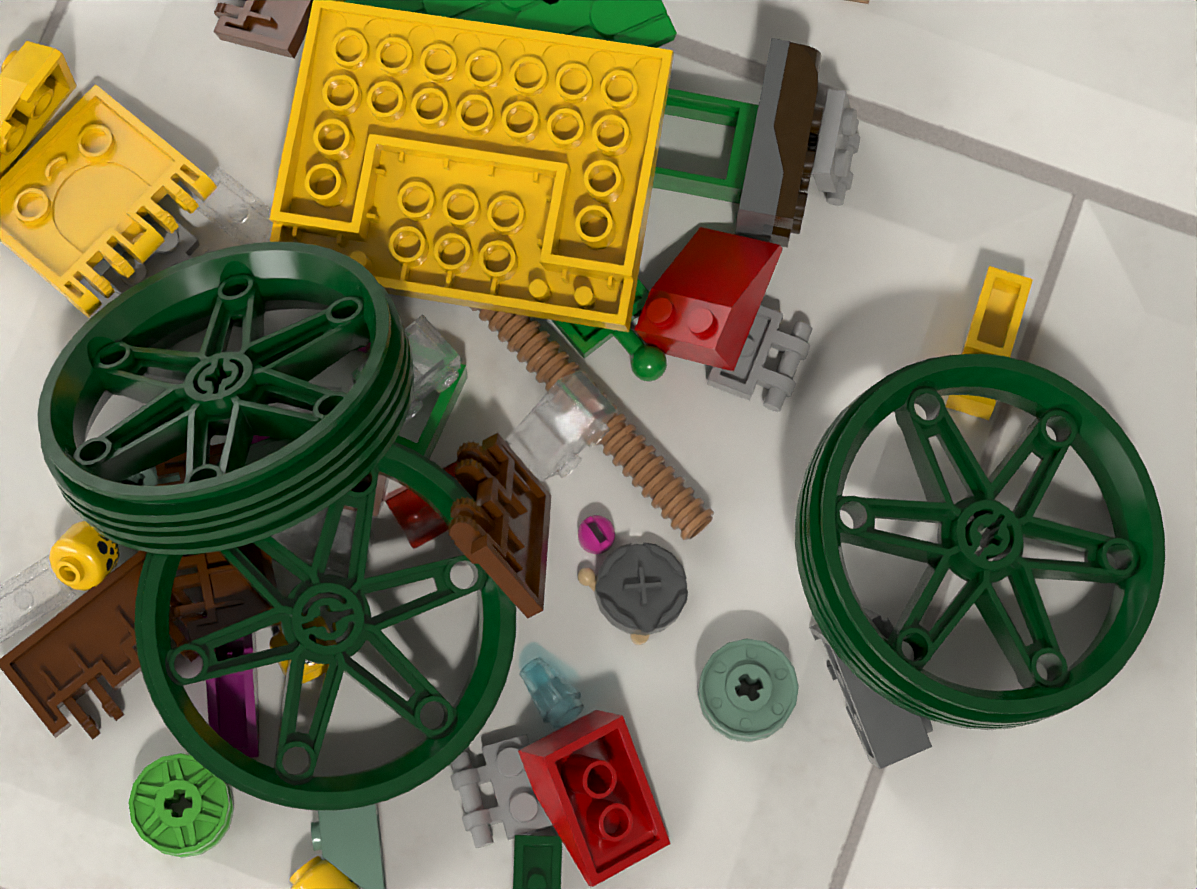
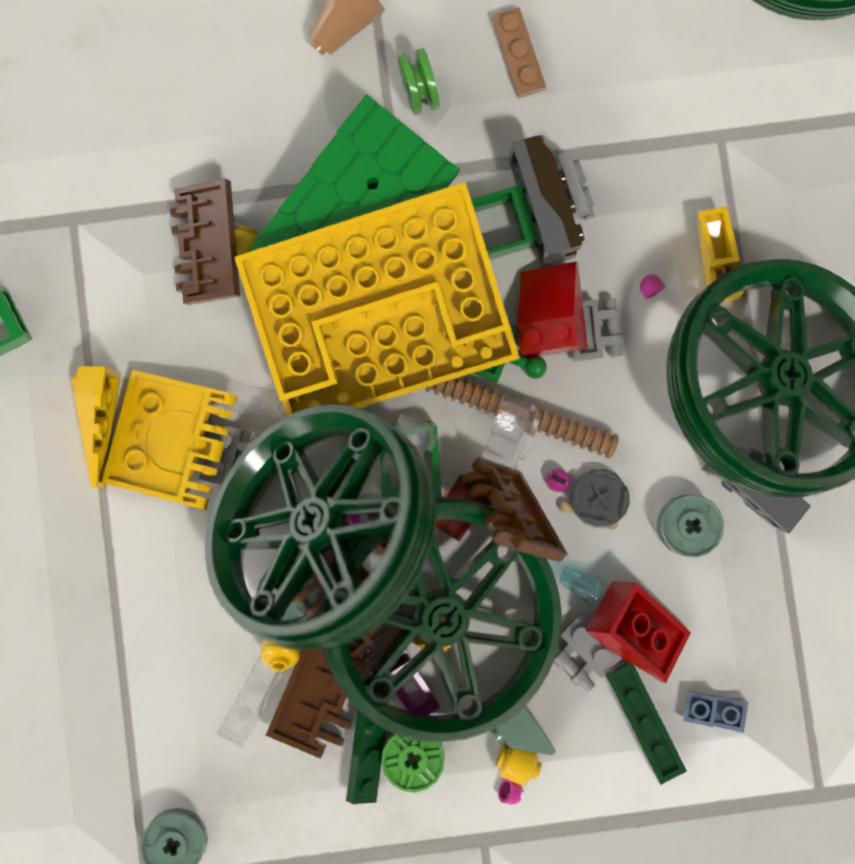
camera: 25 degrees left, 10 degrees up
(111, 775) = (366, 757): none -> dark green plate
(872, 337) = (651, 285): none -> dark pink hinge

